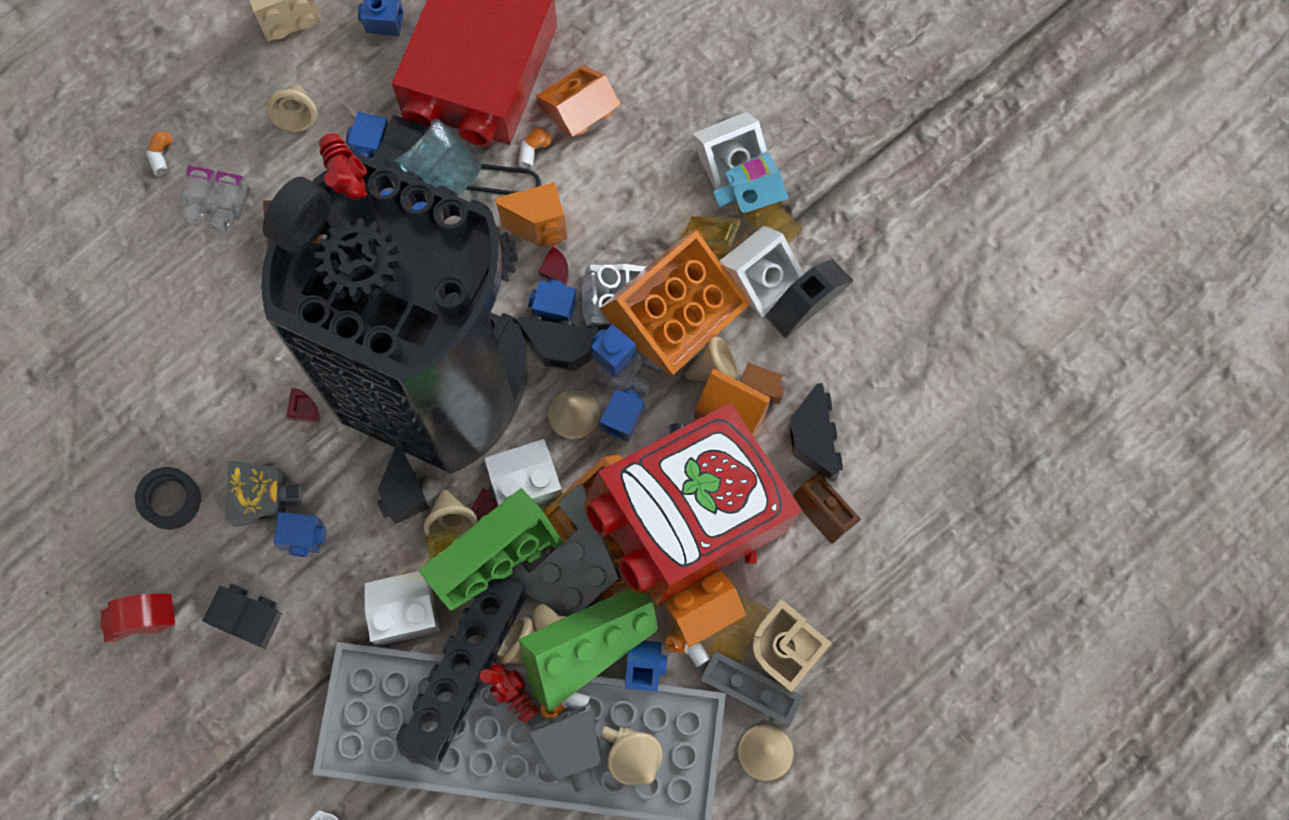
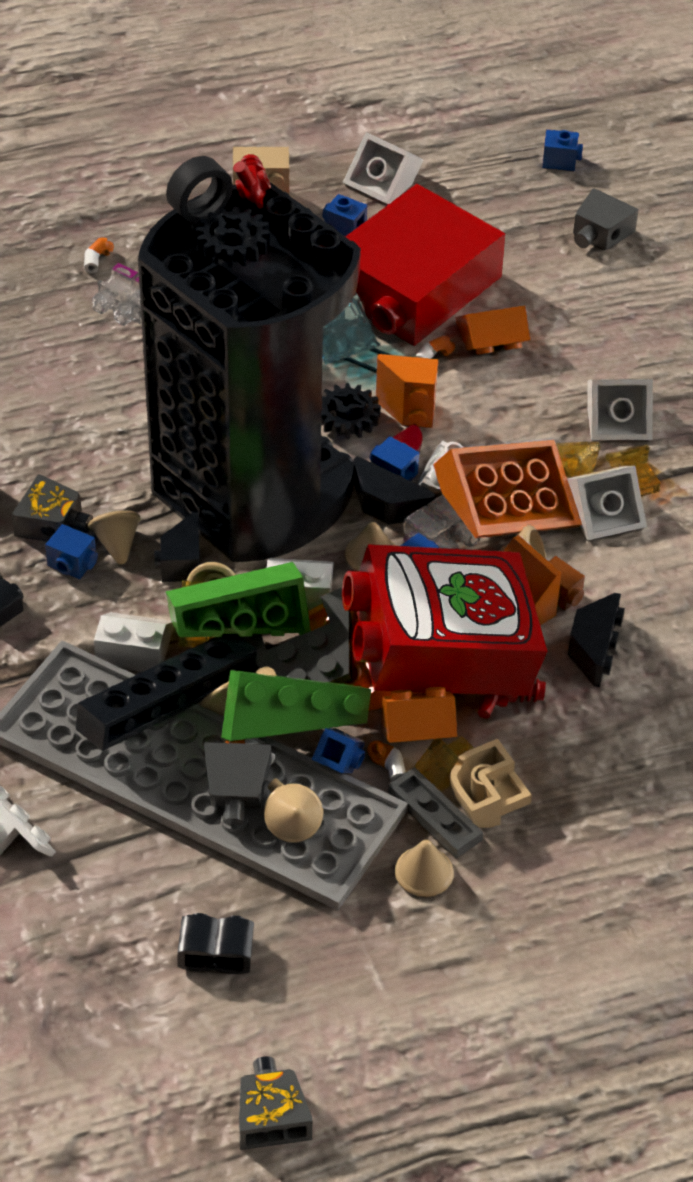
camera: 20 degrees right, 25 degrees down
(302, 407) = (123, 469): dark red tile -> none
(332, 494) = (116, 532): none -> tan hat
(508, 688) = (201, 717): red piece -> none
(613, 350) = (430, 499): blue brick -> none
(752, 185) = (638, 430): medium azure torso -> none
(807, 296) = (639, 530): black slope -> none
(825, 508) = (578, 701): reddish brown slope -> none

